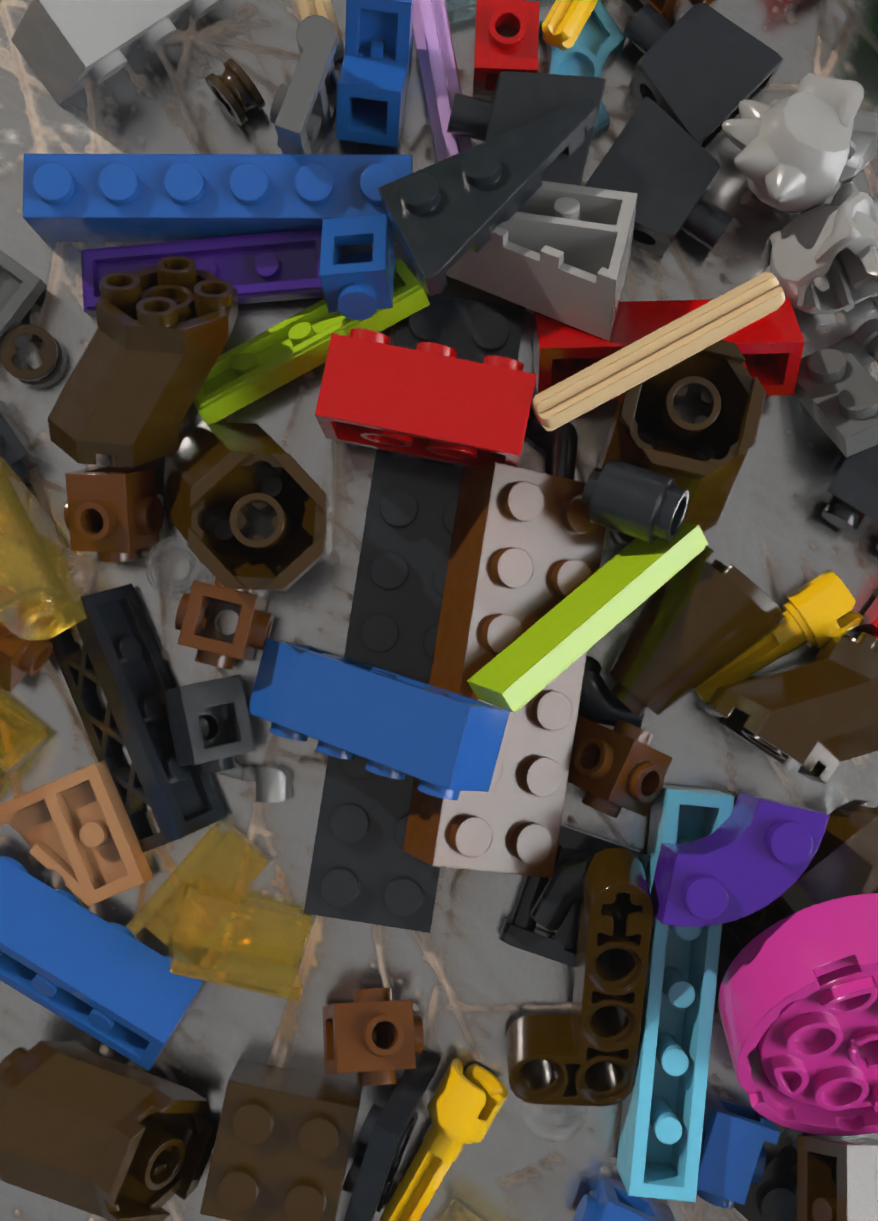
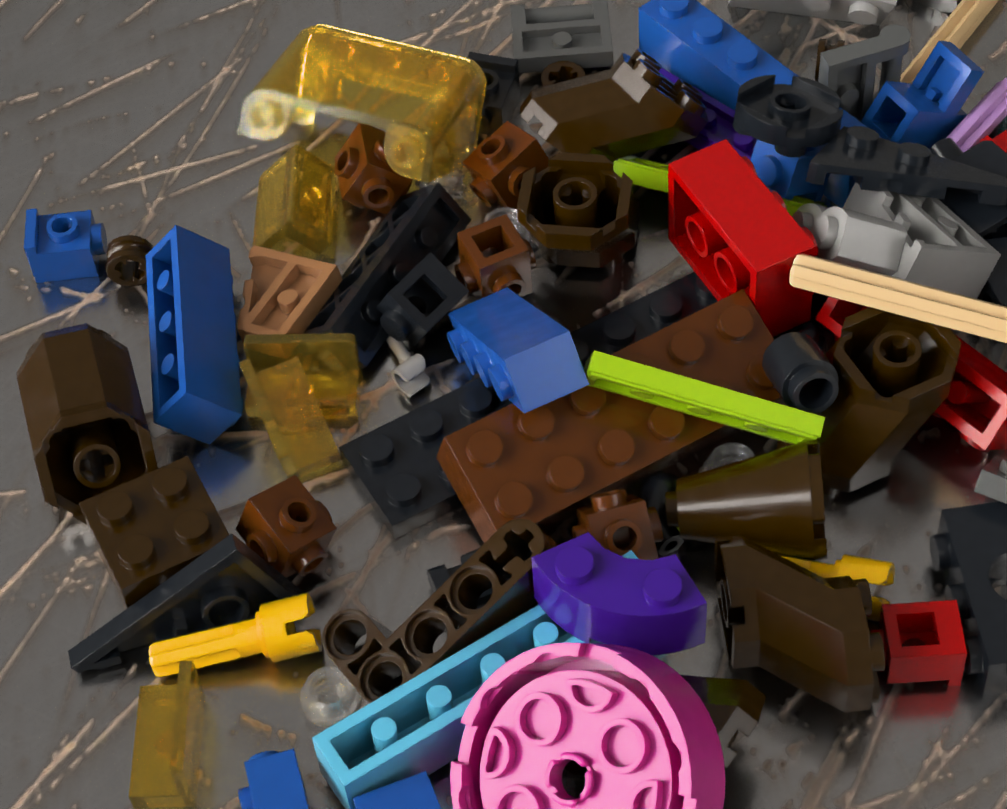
camera: 60 degrees right, 35 degrees down
(331, 261) = (788, 114): none -> black plate
(513, 312) = (854, 237): none -> light grey brick

